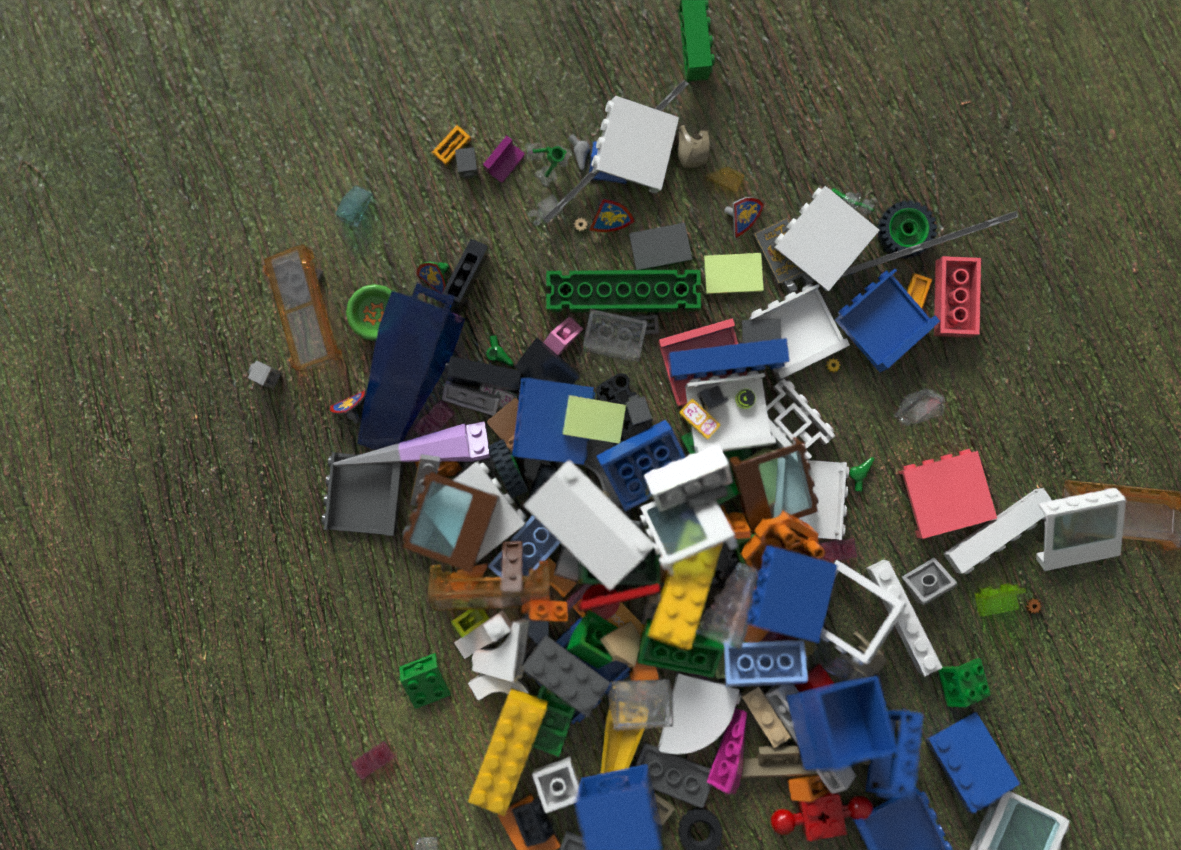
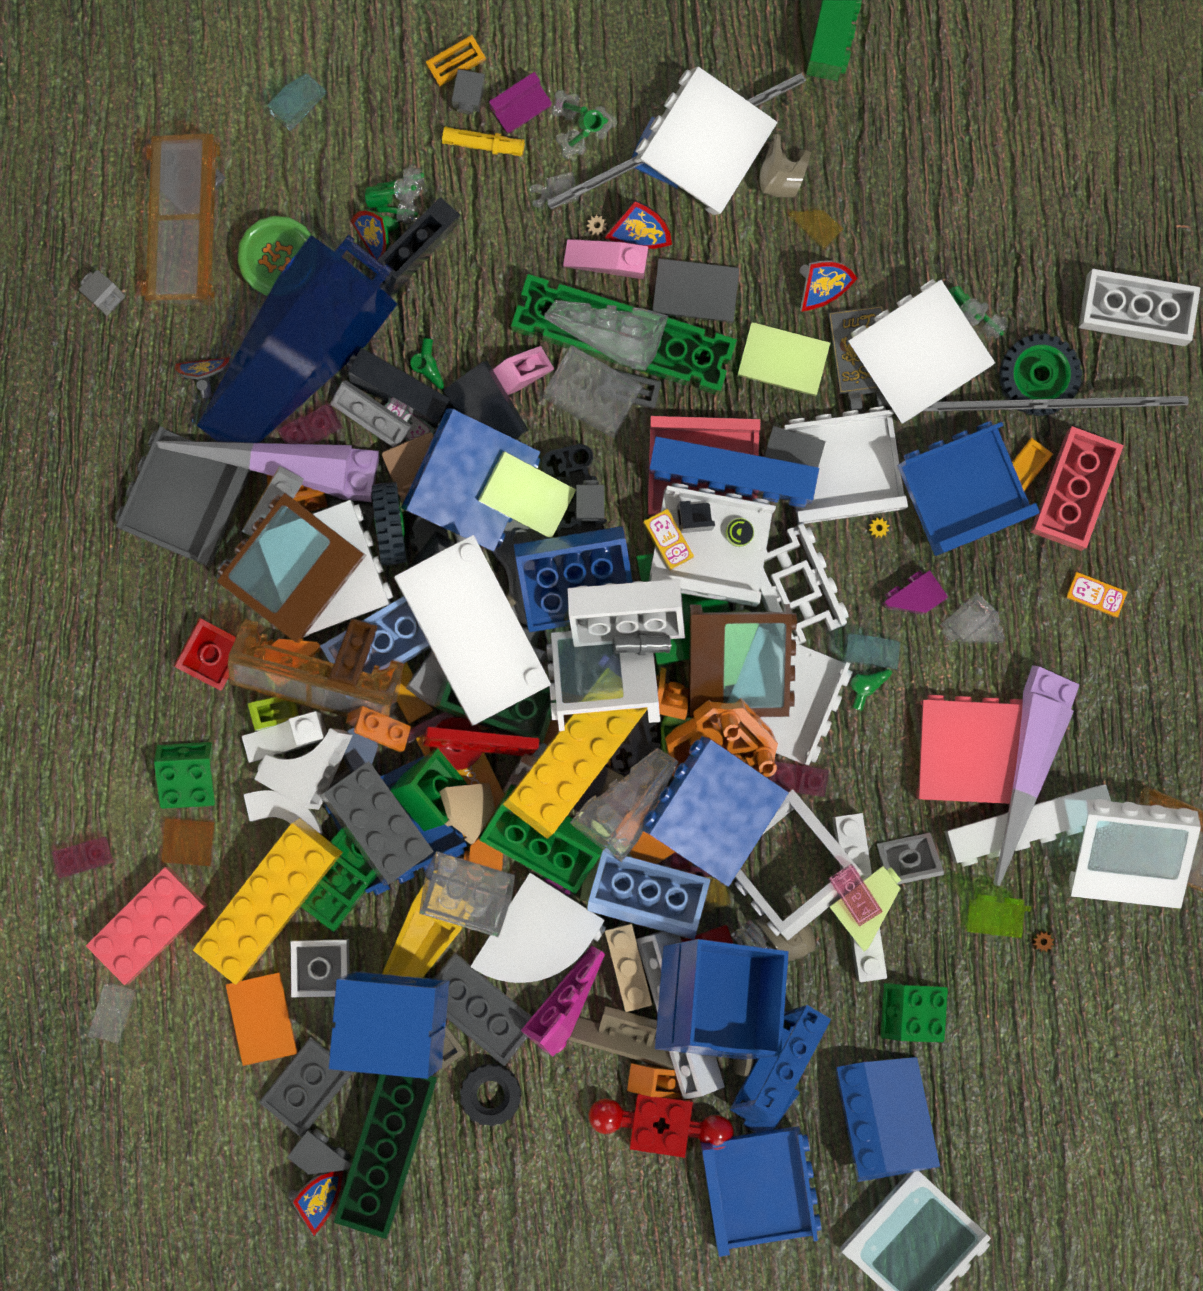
camera: 15 degrees right, 0 degrees up
(412, 595) = (207, 654): none -> red slope
(431, 793) = (146, 925): none -> coral brick
(441, 725) = (188, 842): none -> clear orange piece
(445, 240) = (405, 190): none -> plant
(486, 193) = (488, 142): none -> yellow pin
(533, 822) = (270, 1007): black bracket -> none
(581, 149) = (630, 123): light grey animal -> none
(595, 243) = (607, 257): none -> bright pink slope
(623, 291) = (621, 335): none -> clear wedge
(855, 449) = (871, 651): none -> clear light blue slope
(876, 401) = (917, 597): none -> magenta slope
(908, 621) = (855, 895): none -> clear pink tile
(916, 624) = (884, 889): none -> yellowish green slope
(958, 163) = (1139, 307): none -> white brick
(987, 457) = (1043, 725): none -> lavender plate
(991, 363) = (1096, 594): none -> tile

